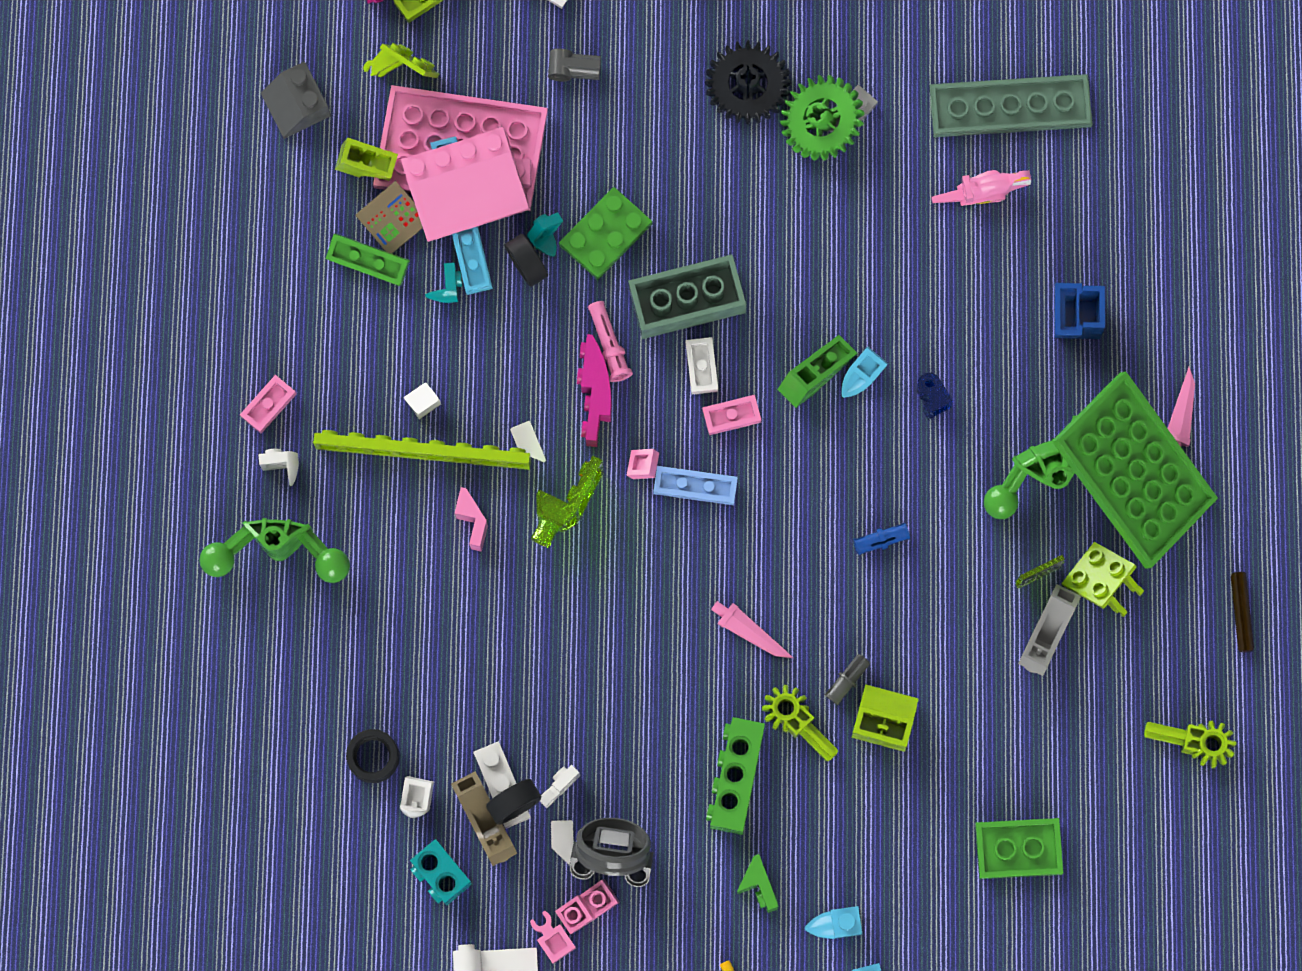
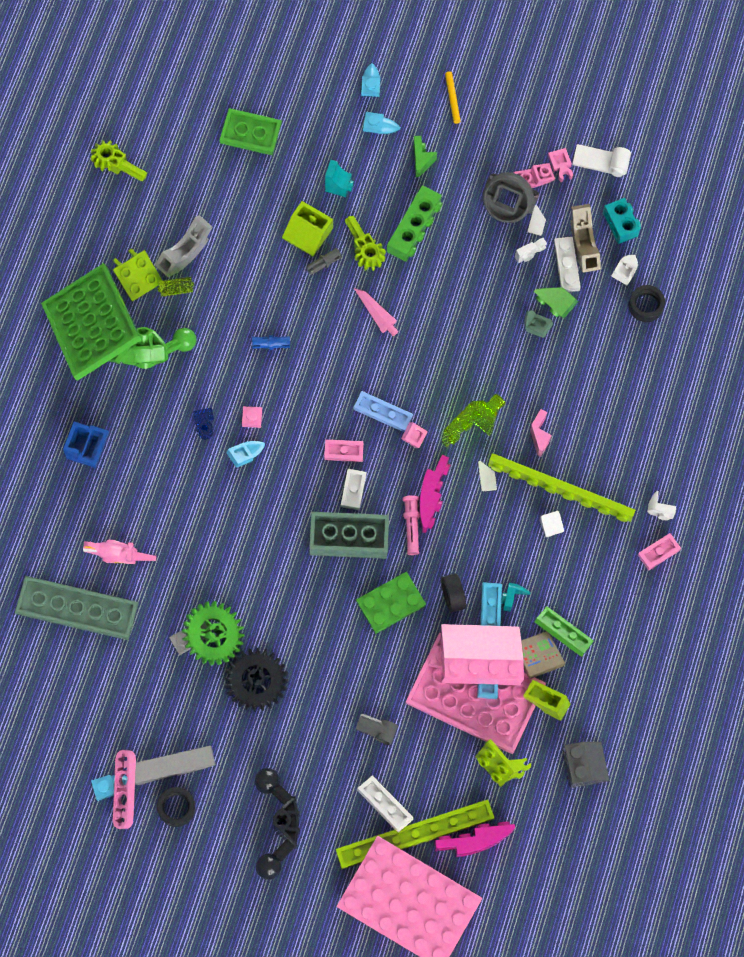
camera: 170 degrees left, 5 degrees down
(330, 564) = (678, 450): bright green piece -> none
(501, 720) = (558, 299): none -> bright green slope
(513, 801) = (564, 238): black tyre -> none
(518, 676) = (537, 324): none -> sand green plate
(542, 233) = (435, 611): teal plate -> none
(816, 371) = (276, 461): bright green slope -> none
(865, 805) = (337, 180): none -> teal arch
(871, 427) = (252, 417): none -> bright pink plate
(1182, 415) = (46, 357): bright pink bar -> none
(1242, 612) = (54, 230): dark brown axle -> none

